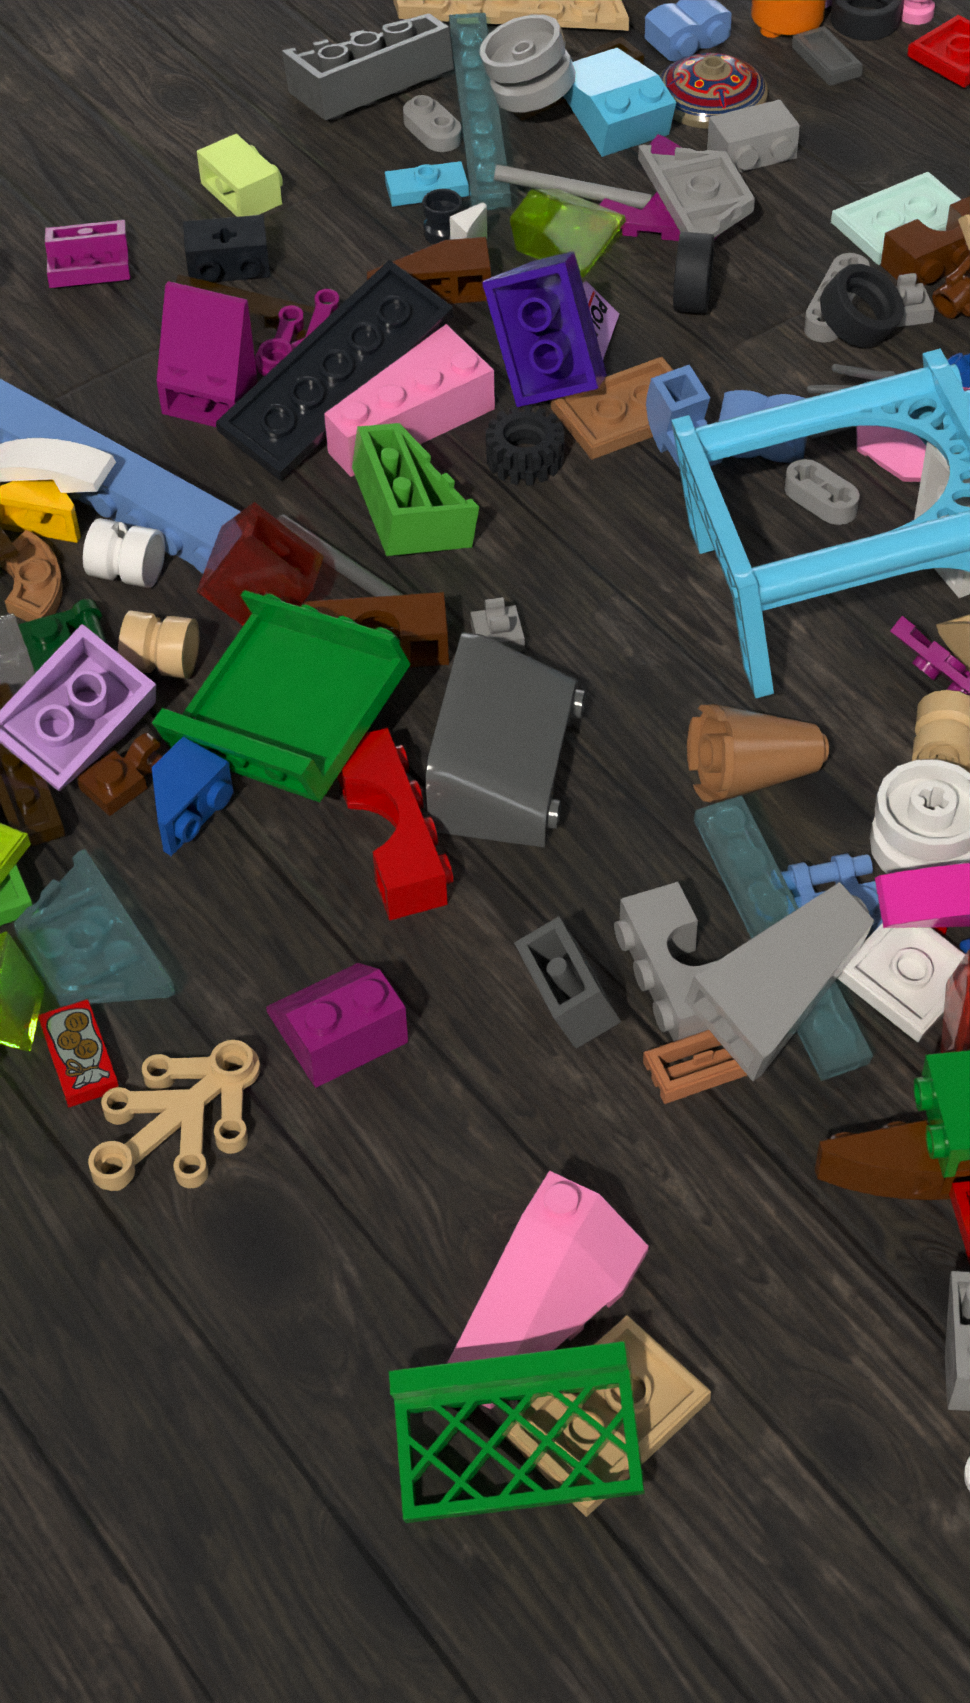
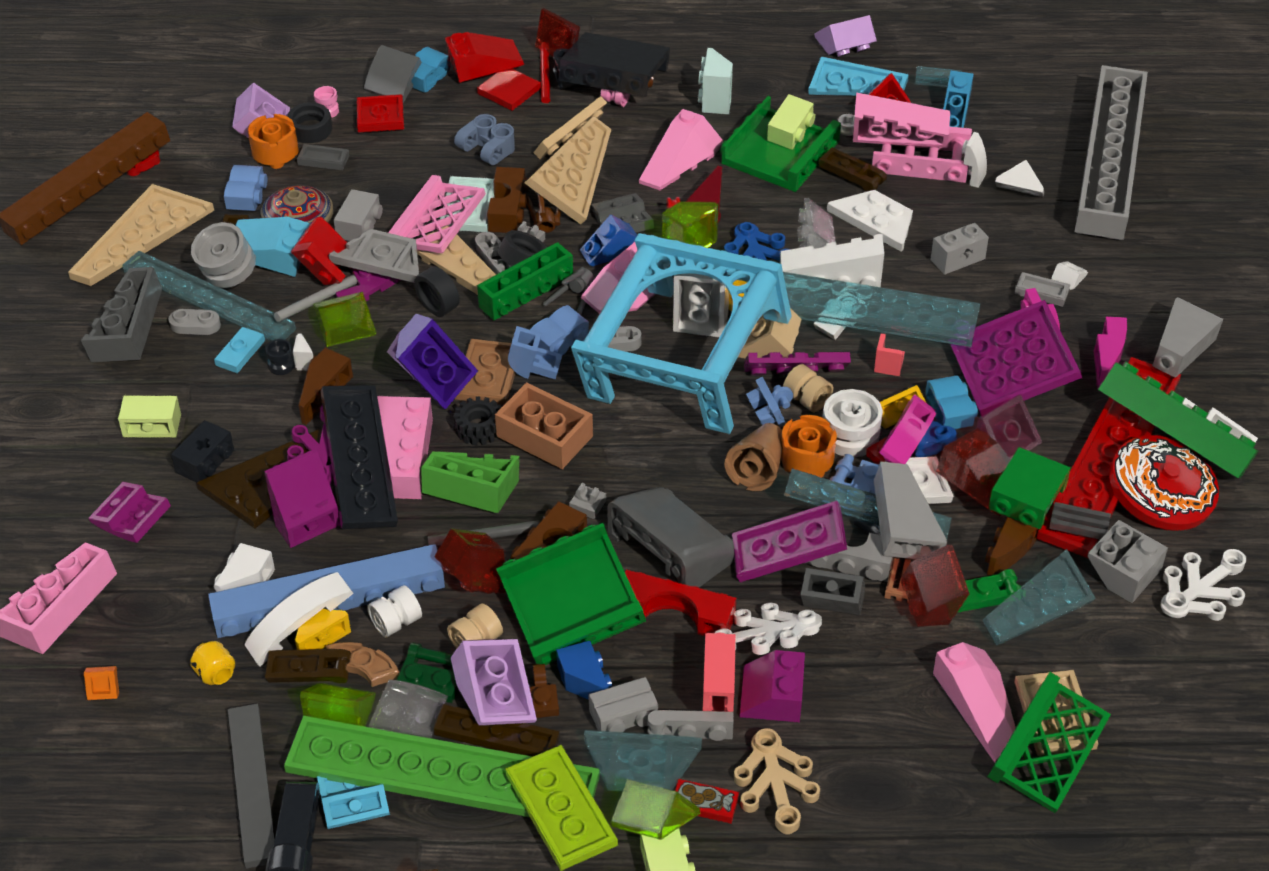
camera: 55 degrees left, 5 degrees down
(74, 389) = (245, 567): none -> white slope
(160, 868) = (622, 706): none -> light grey brick
(186, 957) = (698, 724): none -> light grey plate
(276, 937) = (719, 672): none -> coral brick
(485, 982) = (767, 632): none -> white plant
(570, 505) = (544, 425): none -> nougat brick
(612, 876) = (789, 541): none -> magenta tile
(637, 122) = (314, 251): none -> red bracket
(679, 1099) = (935, 587): none -> clear red slope
(761, 1178) = (986, 592): none -> green plate
(788, 264) = (459, 262): none -> tan wing
(807, 337) = (525, 281): none -> green brick
(825, 798) = (808, 445): none -> orange brick
(825, 1269) = (1045, 597): none -> clear light blue wing
(834, 179) = (422, 211): none -> bright pink fence
(876, 713) = (779, 398): none -> medium blue hips

